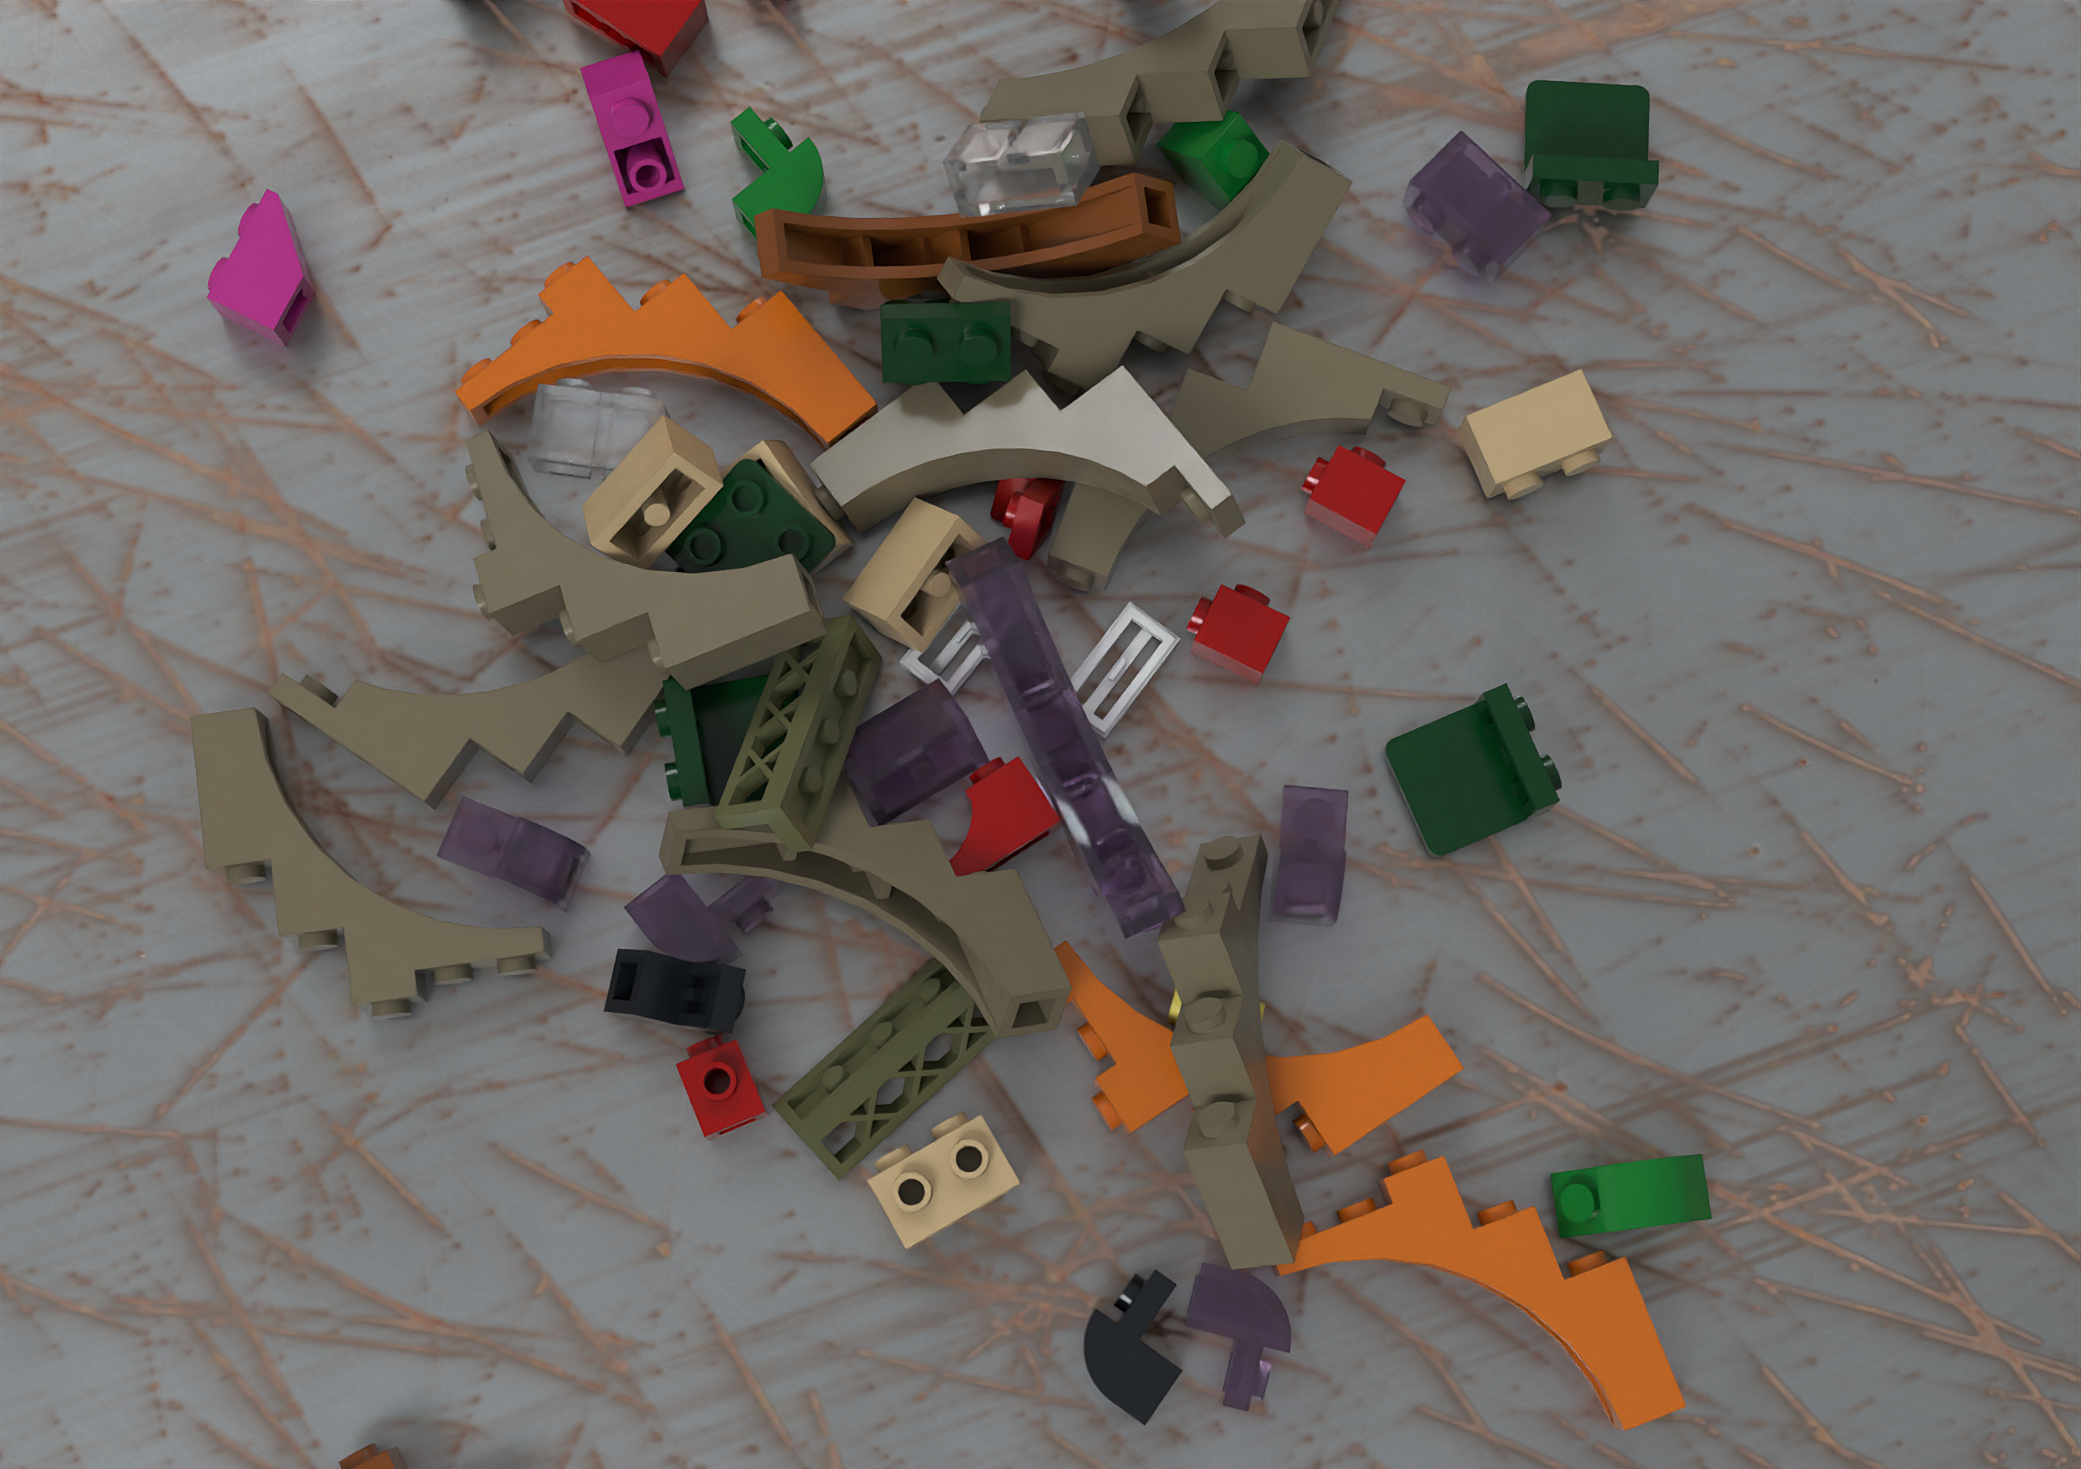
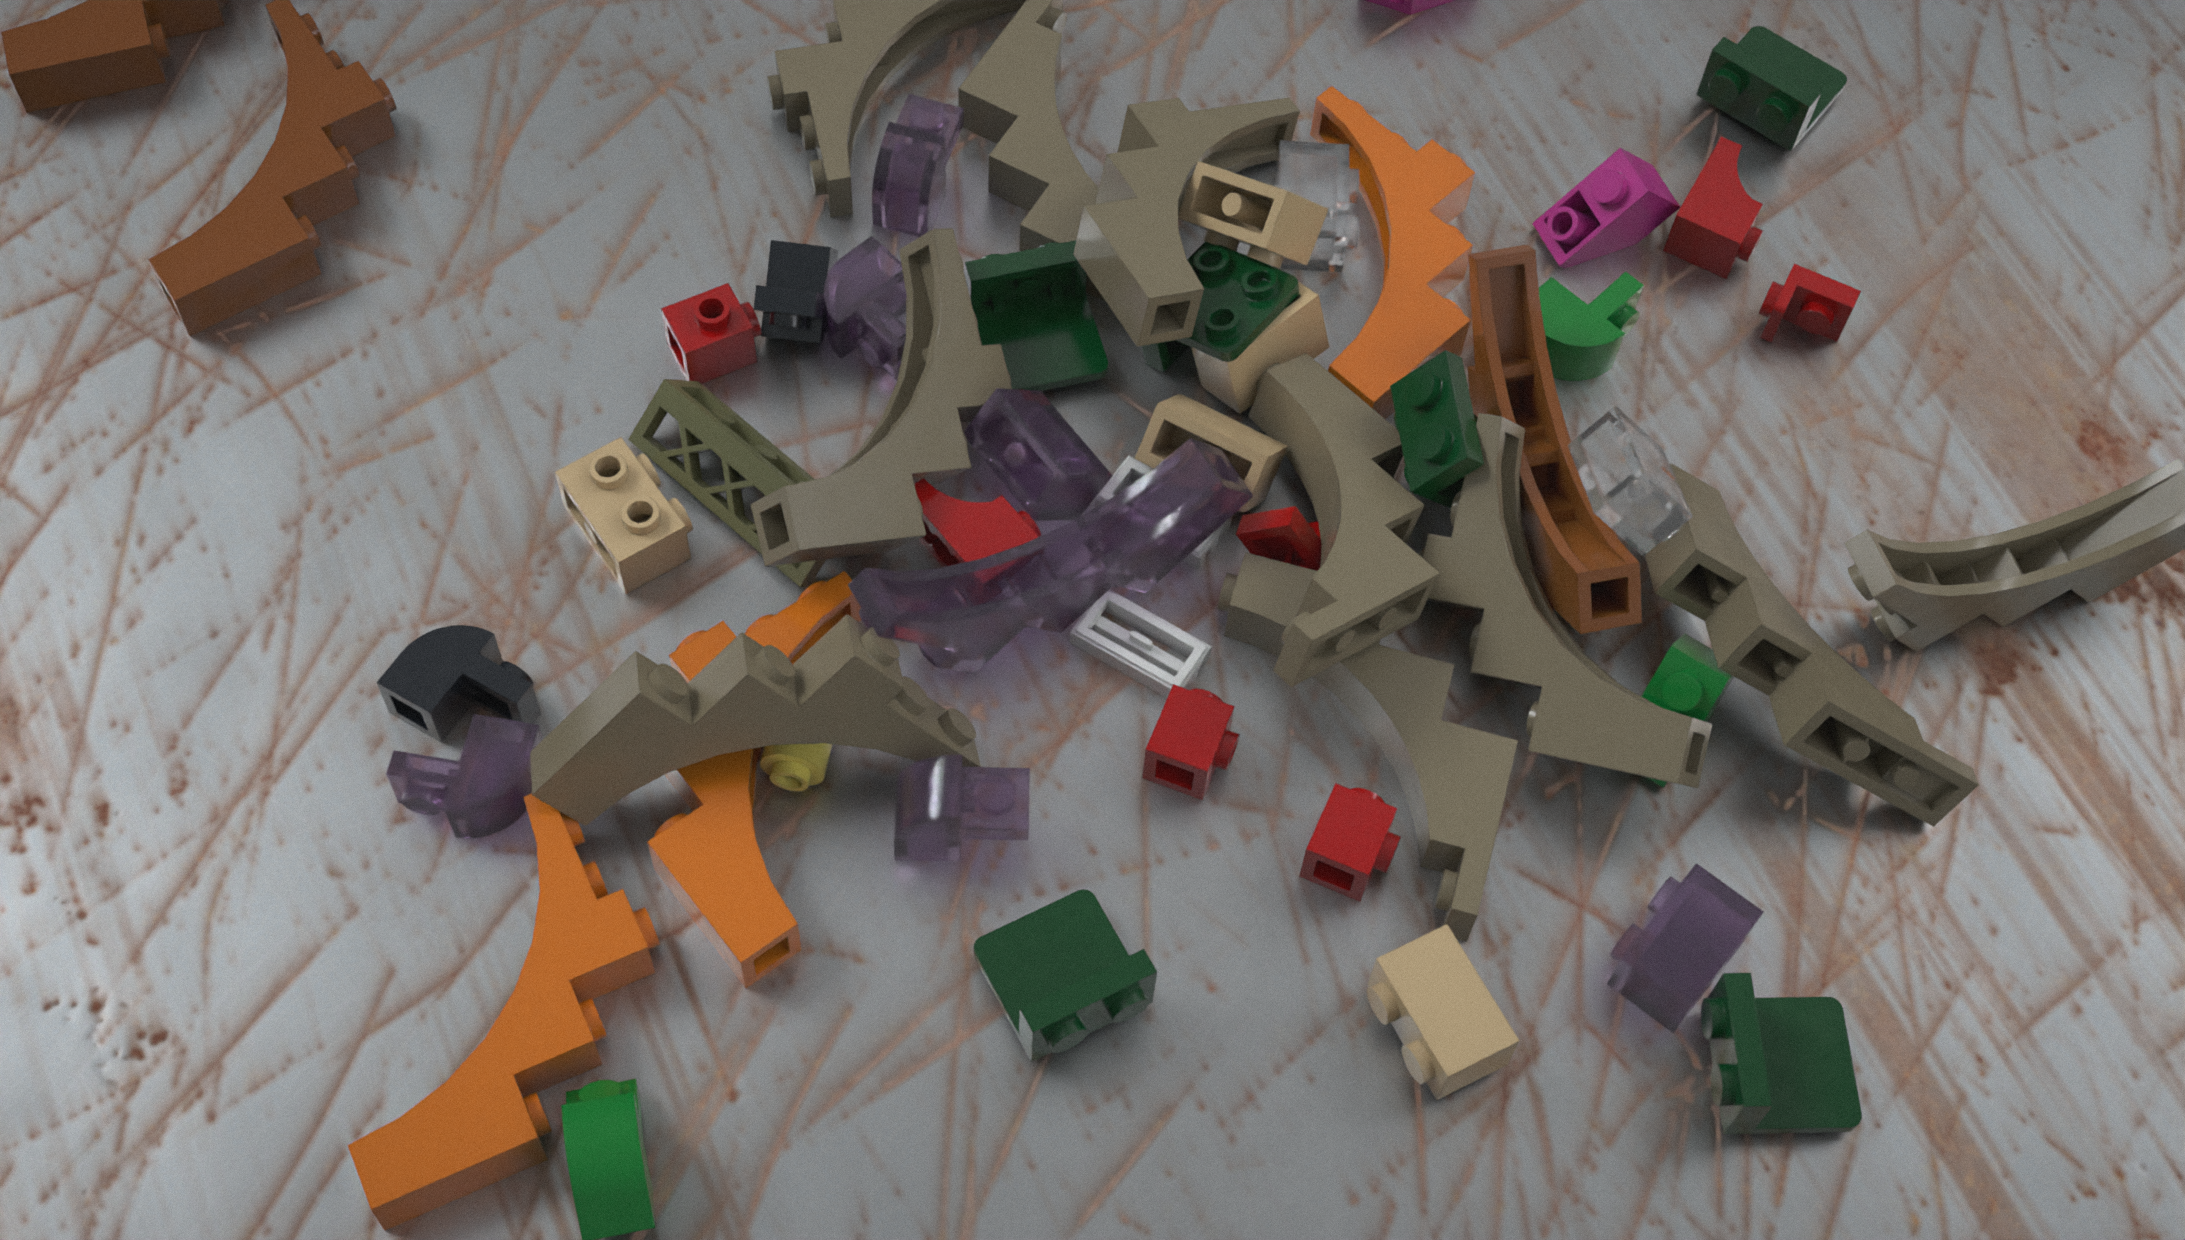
camera: 85 degrees right, 20 degrees down
(817, 739) = (1043, 352): olive fence -> none

